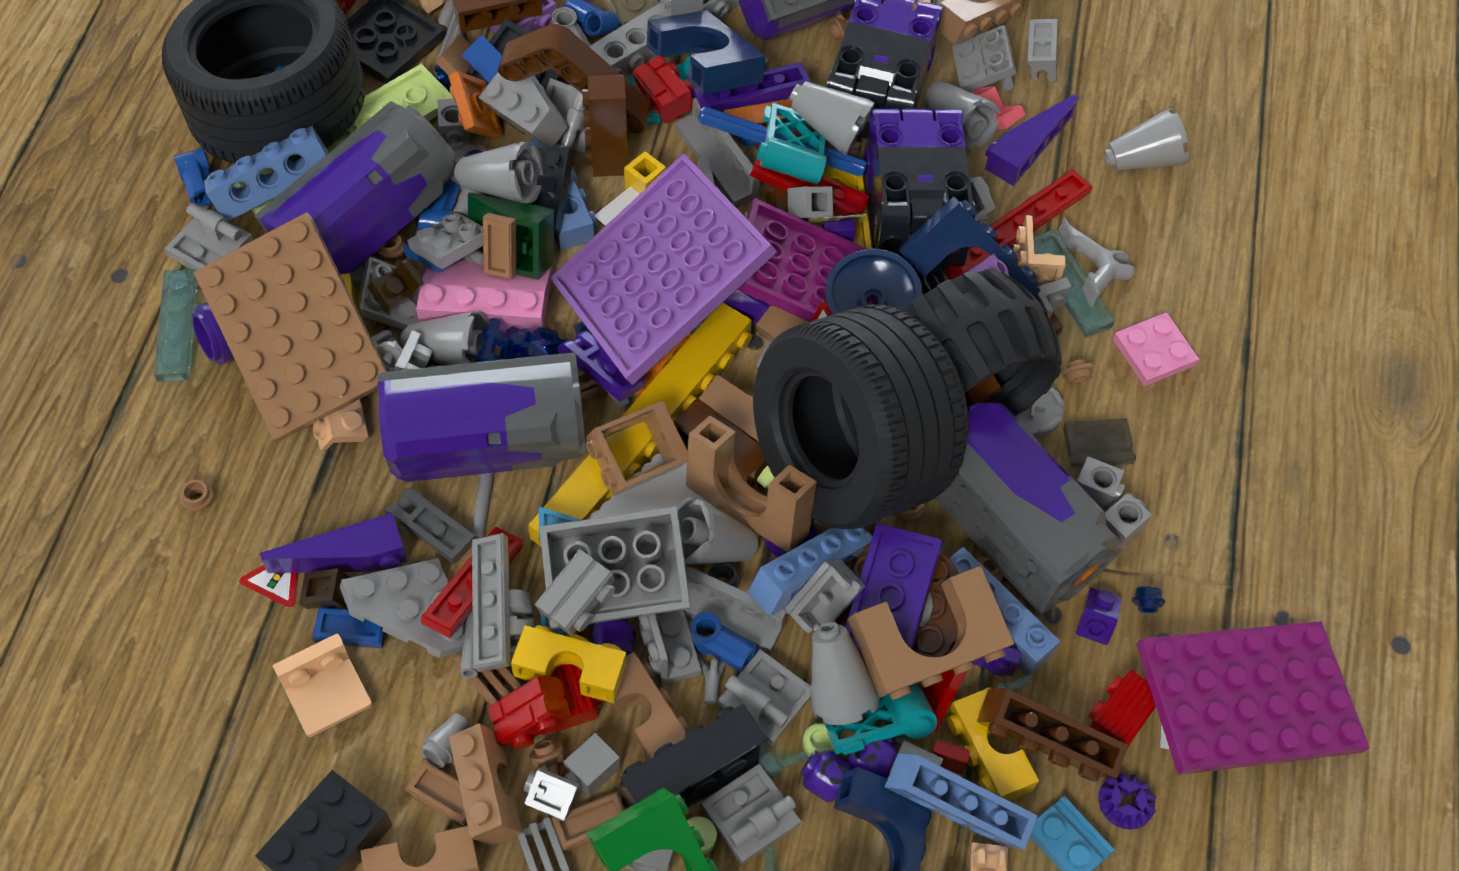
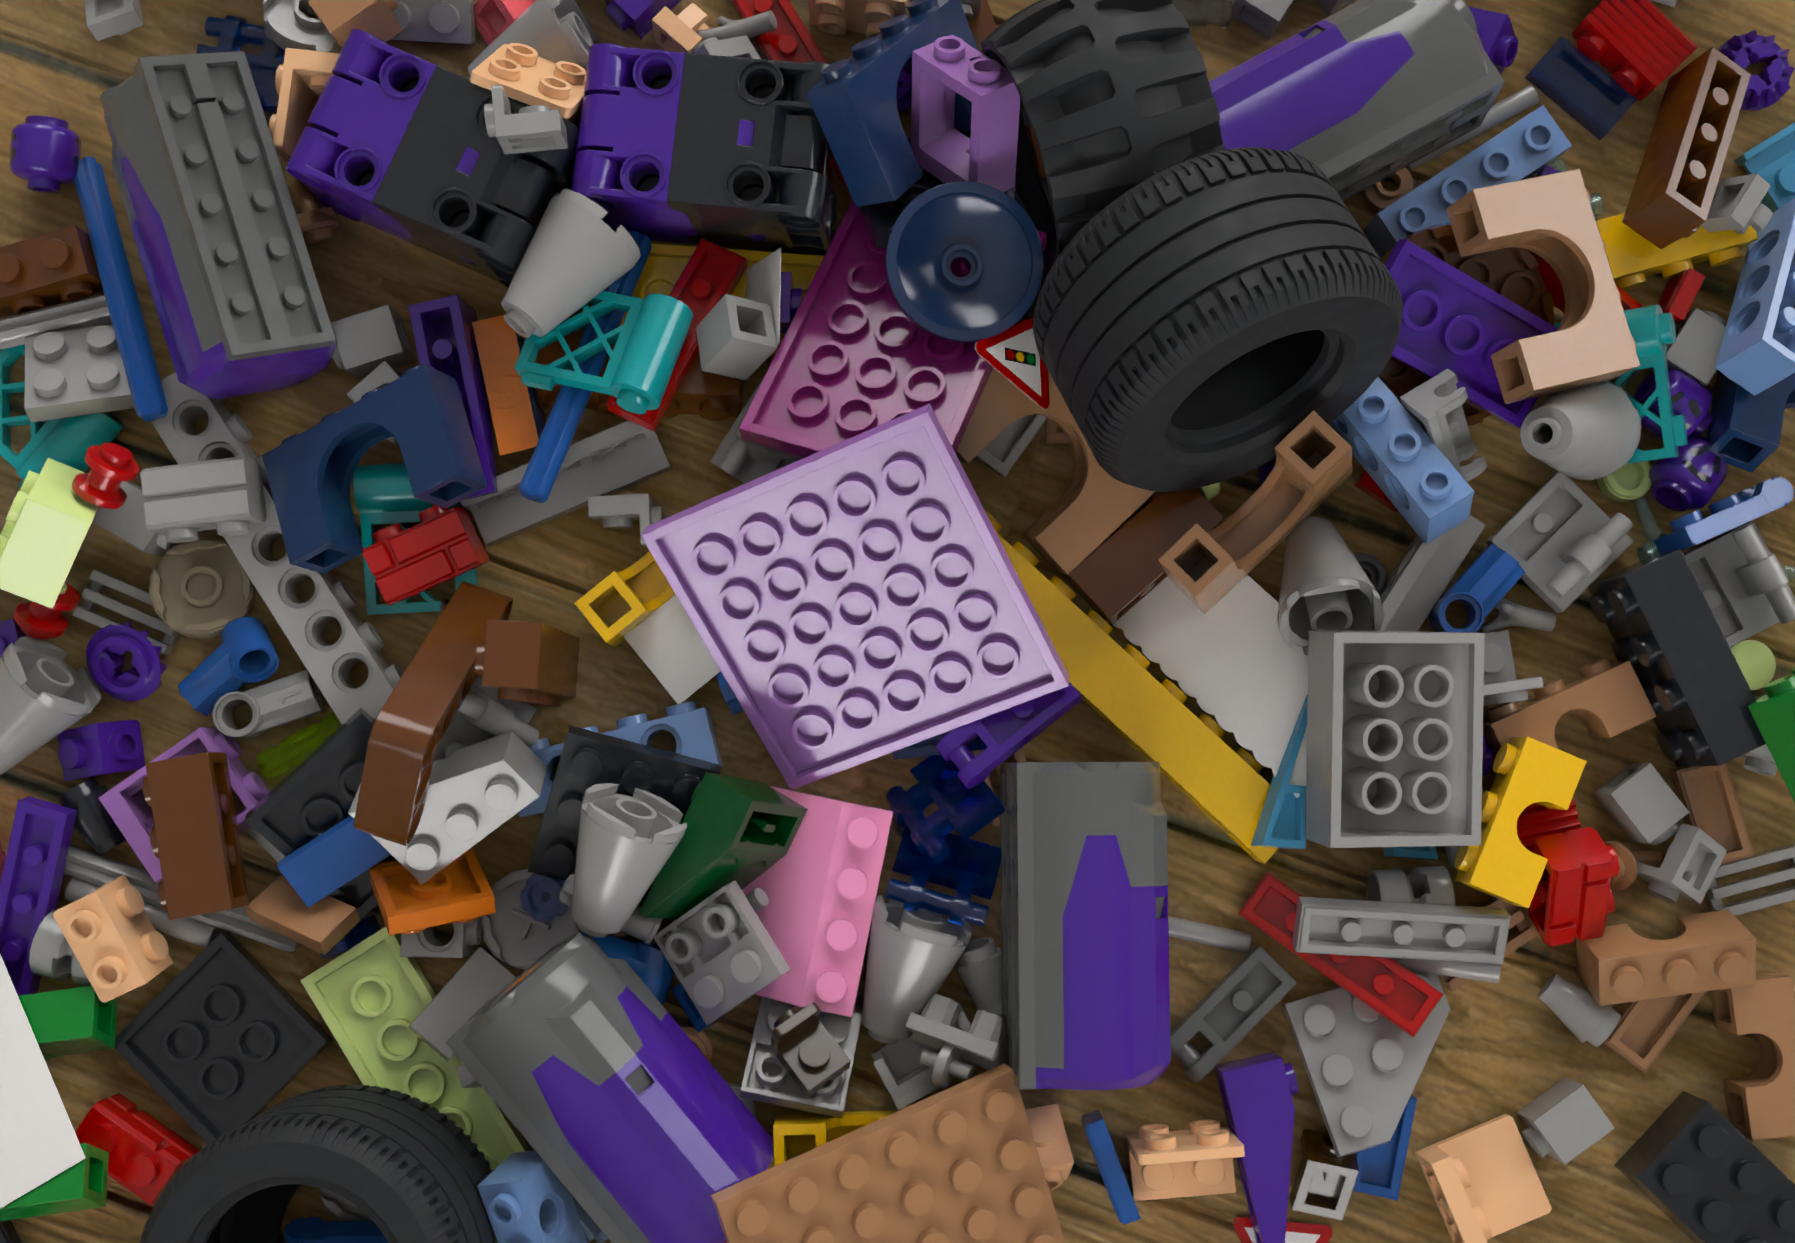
camera: 75 degrees left, 25 degrees up
(329, 465) = (1110, 1167): none -> blue tile
(334, 500) = (1182, 1161): none -> light nougat bracket
(368, 735) = (1564, 1121): none -> light grey brick
(499, 245) = (758, 870): medium nougat tile -> none
(576, 593) = (1457, 801): light grey brick -> none
(664, 435) = (1204, 663): medium nougat window -> none
(780, 52) = (371, 339): none -> light grey brick
(785, 772) = (1727, 514): none -> hinge
(902, 72) = (528, 131): none -> light grey bracket
(934, 85) = (534, 79): none -> light nougat bracket
(994, 178) = (679, 31): none -> light nougat tile
(1000, 210) = (750, 26): none -> light grey bar
(1017, 766) = (1738, 205): none -> light grey tile
(1064, 646) = (1497, 114): none -> light grey bar
(1085, 687) = (1580, 88): none -> clear blue tile

